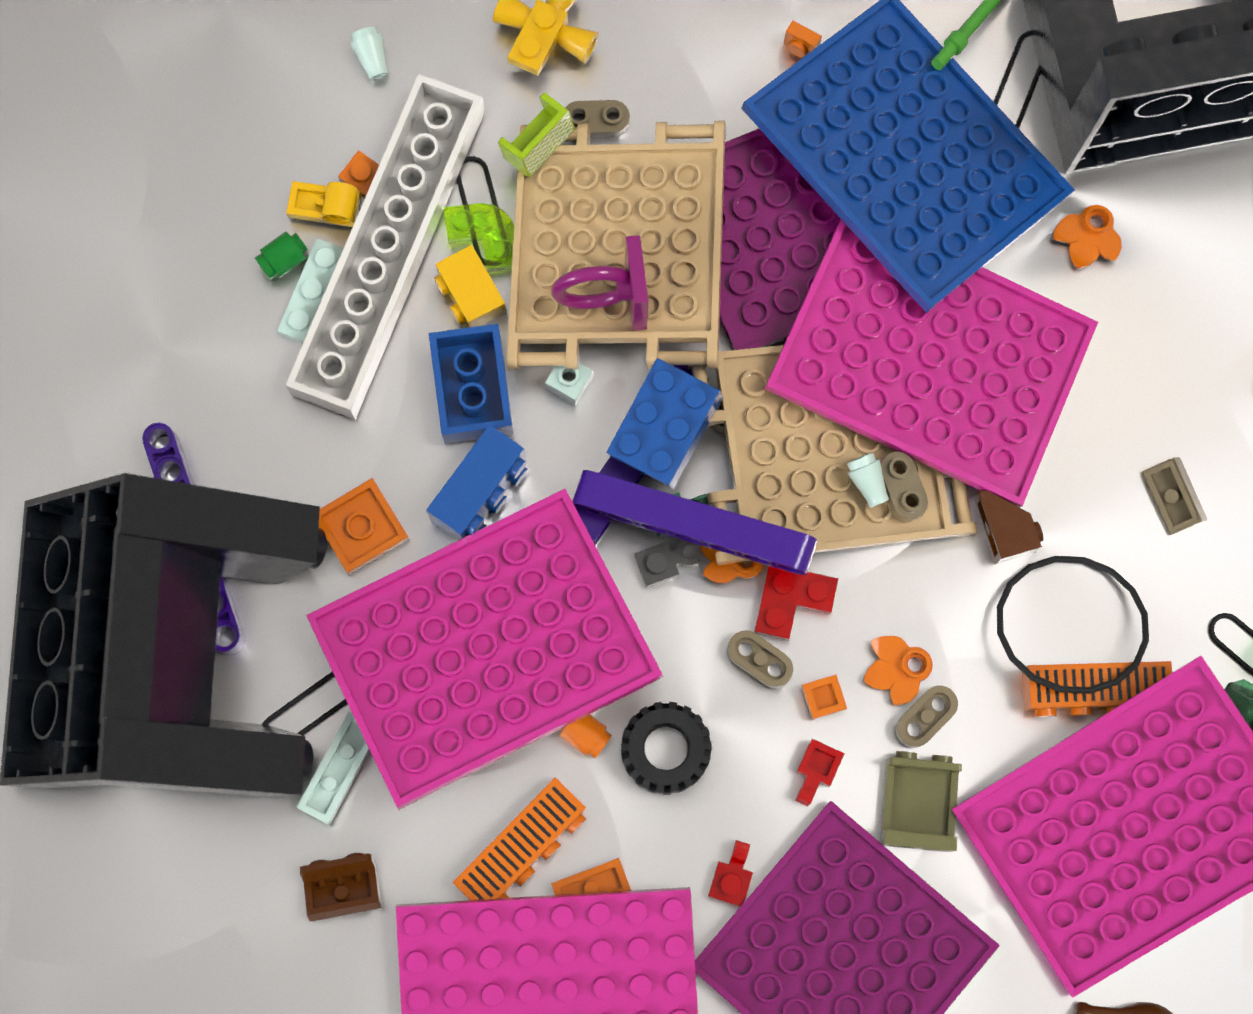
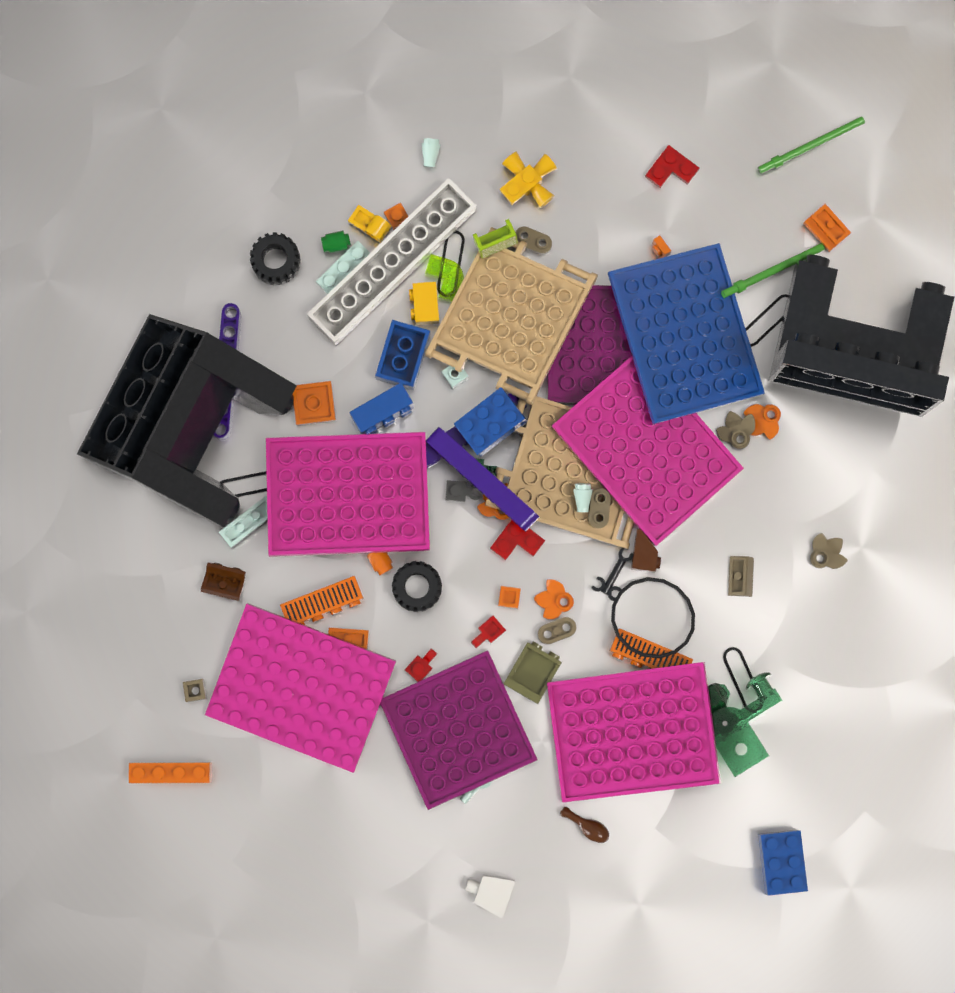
camera: 25 degrees right, 5 degrees up
(183, 298) = (269, 243): none -> black tyre
(629, 285) = (502, 343): magenta tile -> none
(760, 659) = (486, 563): dark tan plate -> none
(971, 609) = (608, 587): none -> black bar
(1054, 264) = (737, 427): none -> dark tan plate

